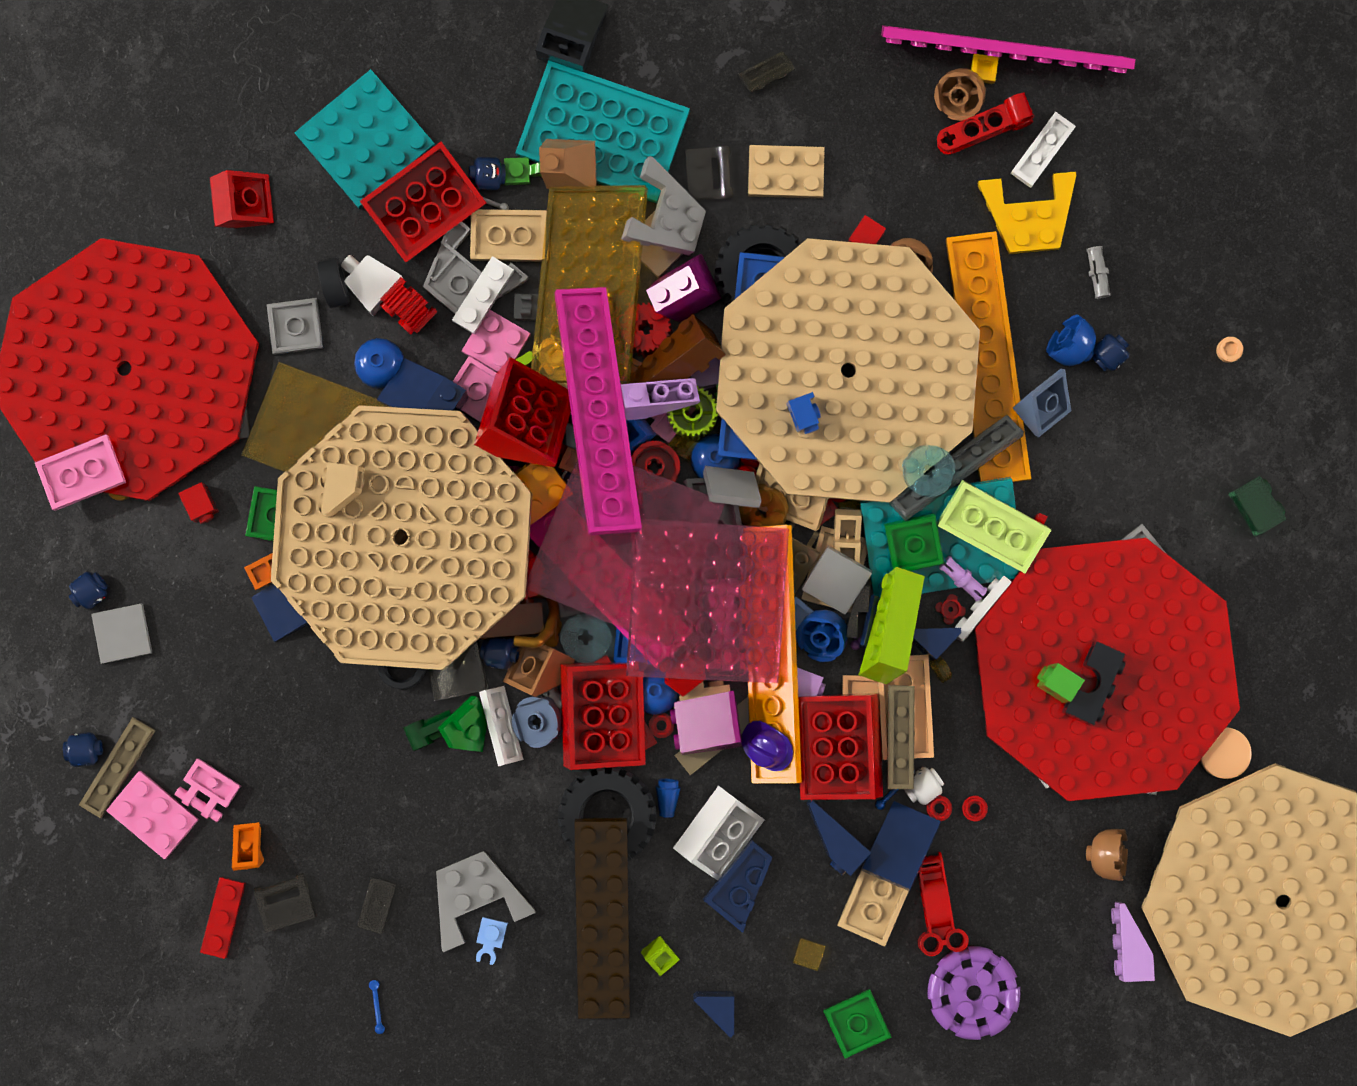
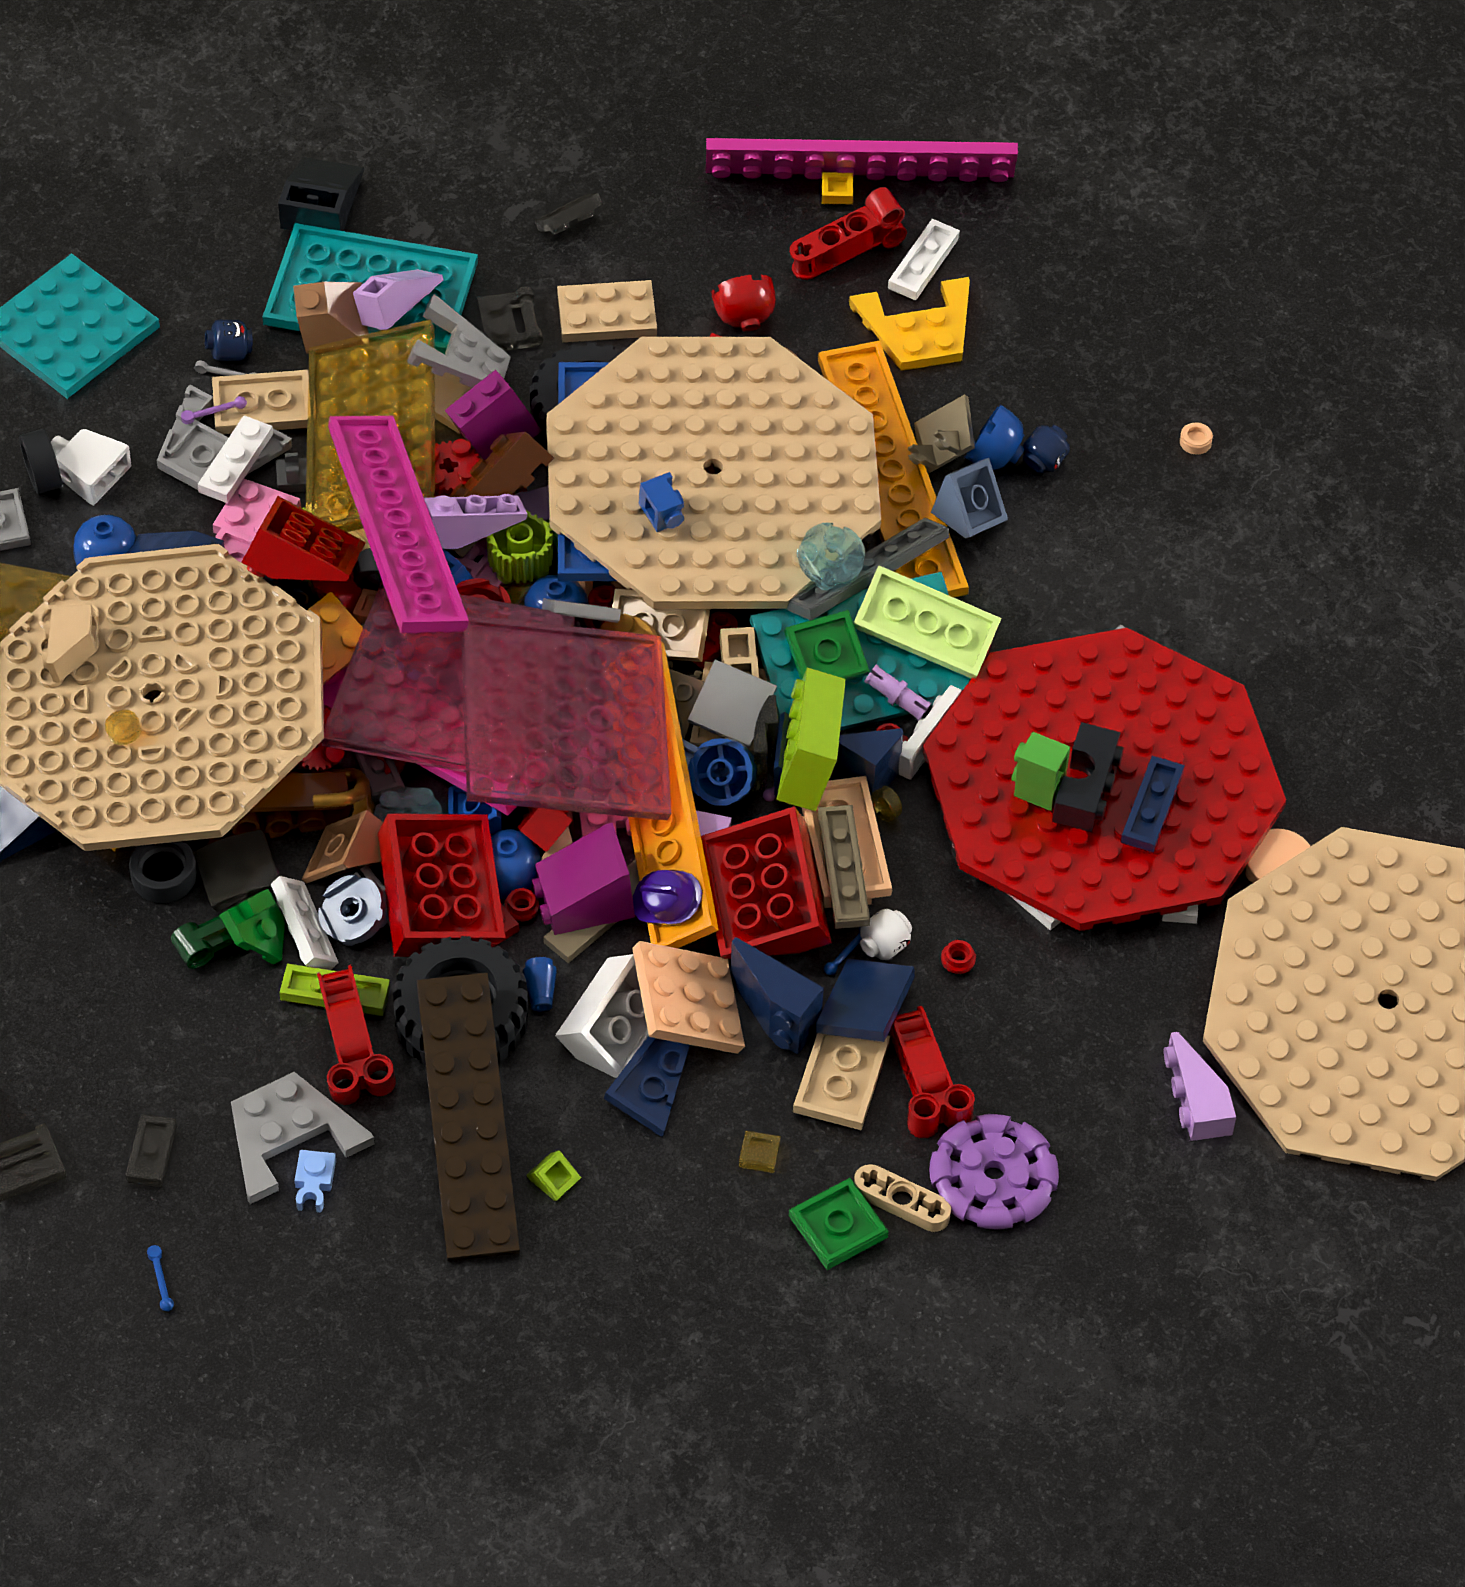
camera: 10 degrees left, 30 degrees down
(376, 569) = (123, 727): none -> clear yellow tile
(408, 306) = (138, 476): red brick -> none
(423, 202) = (146, 369): red slope -> none
(449, 248) = (188, 416): none -> medium lavender hinge
(499, 652) = (294, 839): dark blue head -> none
(518, 784) = (302, 986): none -> lime plate
(519, 171) = (271, 339): bright green plate -> none
(525, 833) = (351, 1041): none -> red piece
(619, 153) = (390, 296): none -> lavender slope
(719, 1007) = (639, 1211): dark blue slope -> none
(772, 831) = (688, 997): none -> light nougat plate
(895, 184) = (745, 301): none -> red cylinder
(925, 1011) = (929, 1199): none -> tan beam
(946, 811) = (914, 954): red plate -> none
(960, 94) = (810, 203): medium nougat cylinder -> none
(1032, 334) = (943, 435): none -> dark tan plate
(1098, 272) = (1016, 374): light grey pin -> none
(1109, 854) = (1146, 982): medium nougat cylinder -> none
(1139, 711) = (1152, 804): none -> dark blue plate
(1258, 505) = (1264, 589): clear green brick -> none

